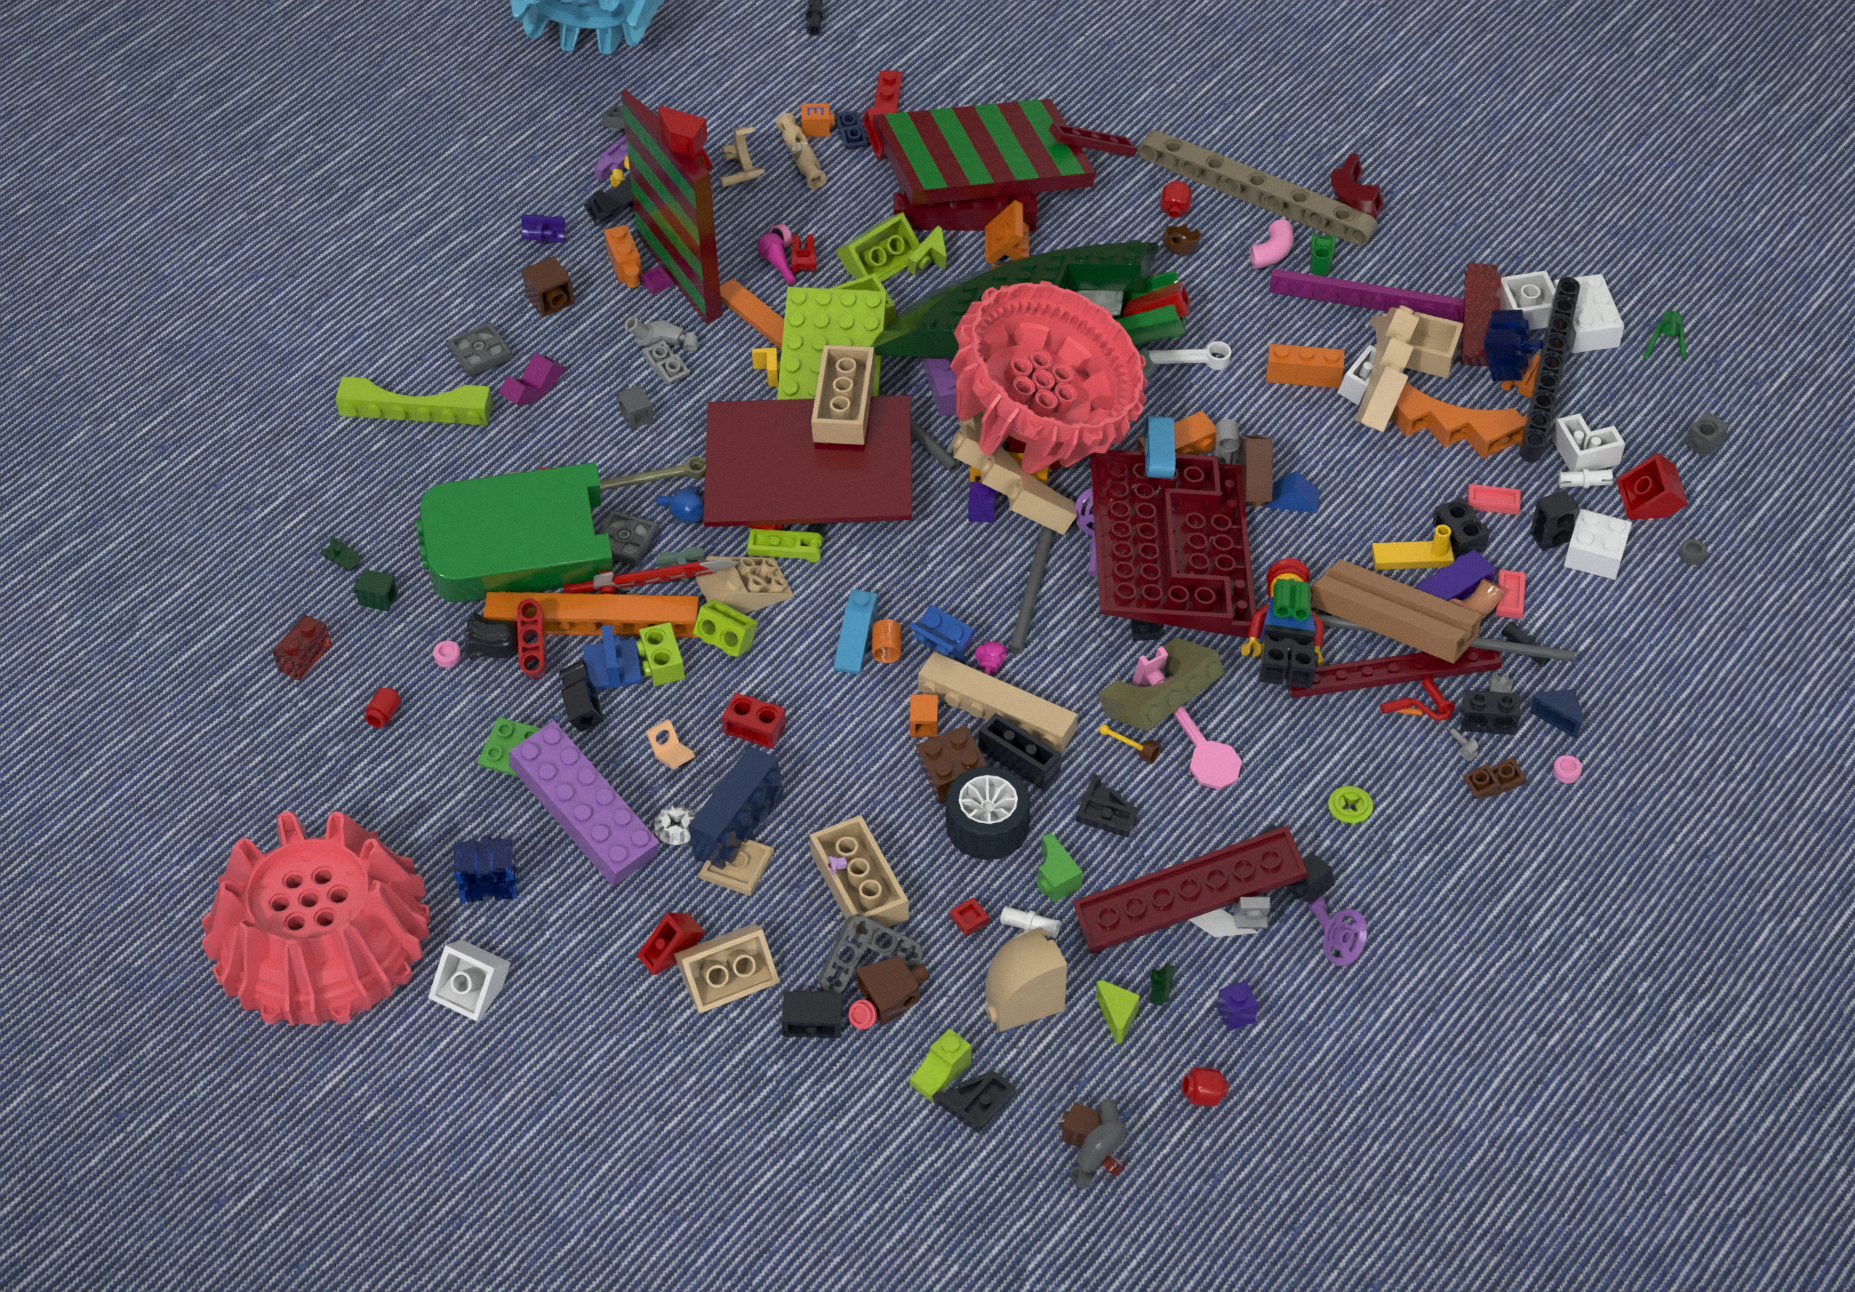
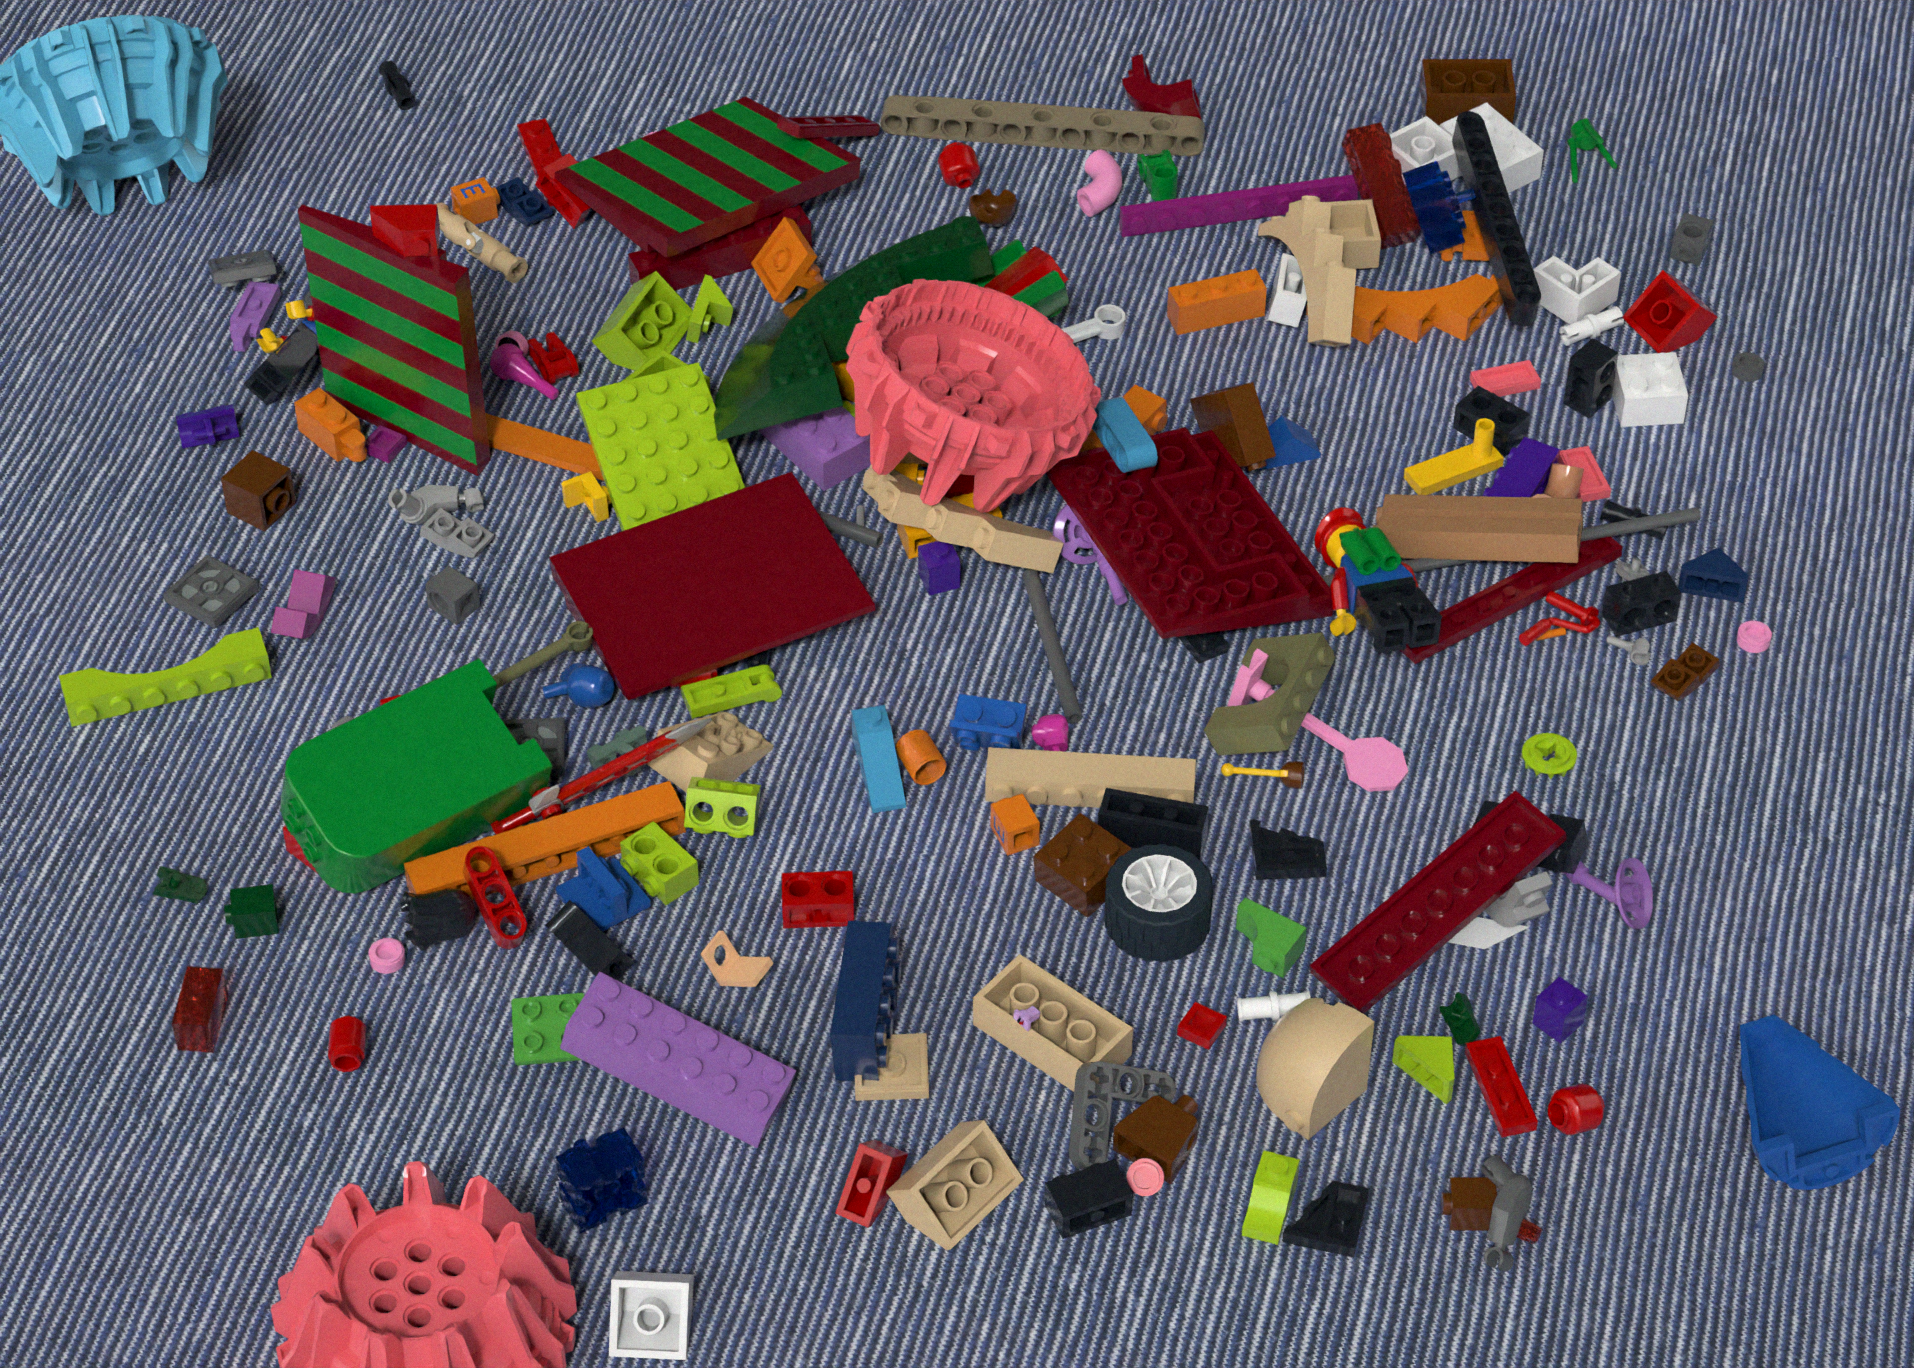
camera: 25 degrees left, 5 degrees down
(674, 835) = (800, 1059): white gear -> none
(843, 394) = (720, 492): tan brick -> none
(1160, 1047) = (1501, 1086): none -> red plate
(1226, 441) = (1184, 406): light grey piece -> none
(1372, 1155) = (1809, 1110): none -> blue cone
(1595, 253) = (1464, 84): none -> reddish brown brick

